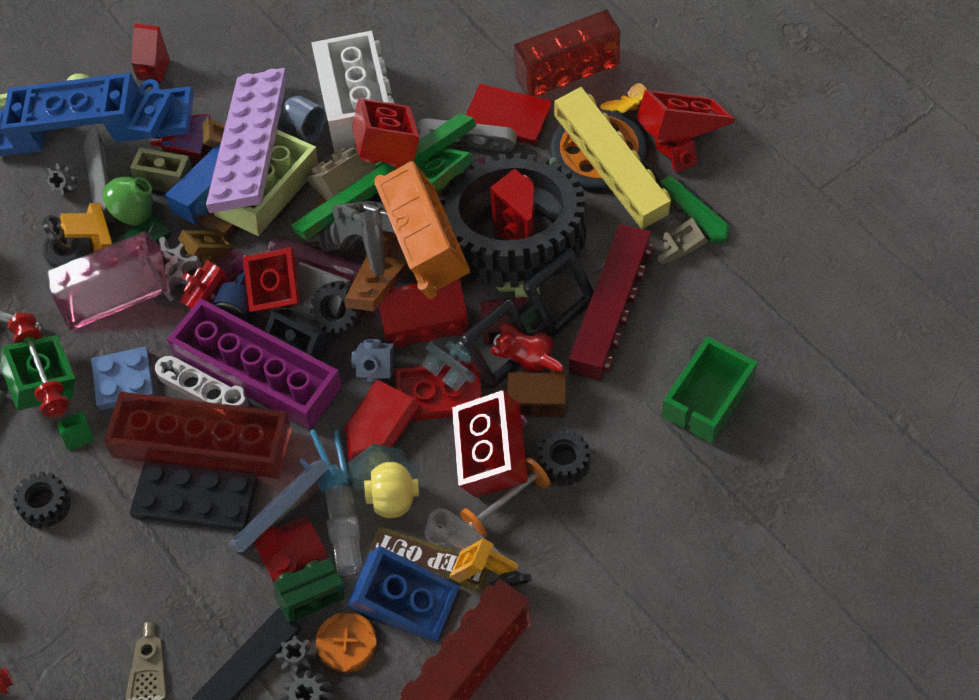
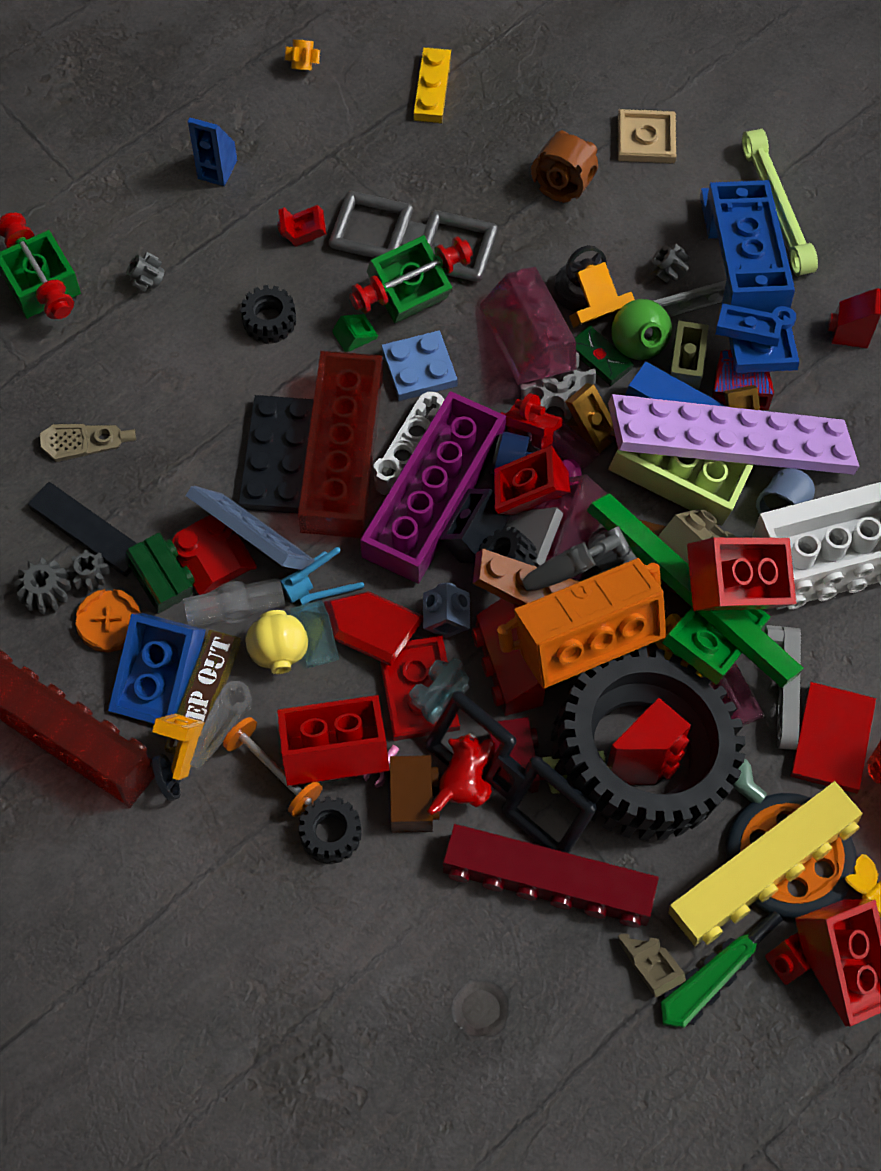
camera: 80 degrees right, 5 degrees up
(709, 389) = (421, 996): green piece -> none

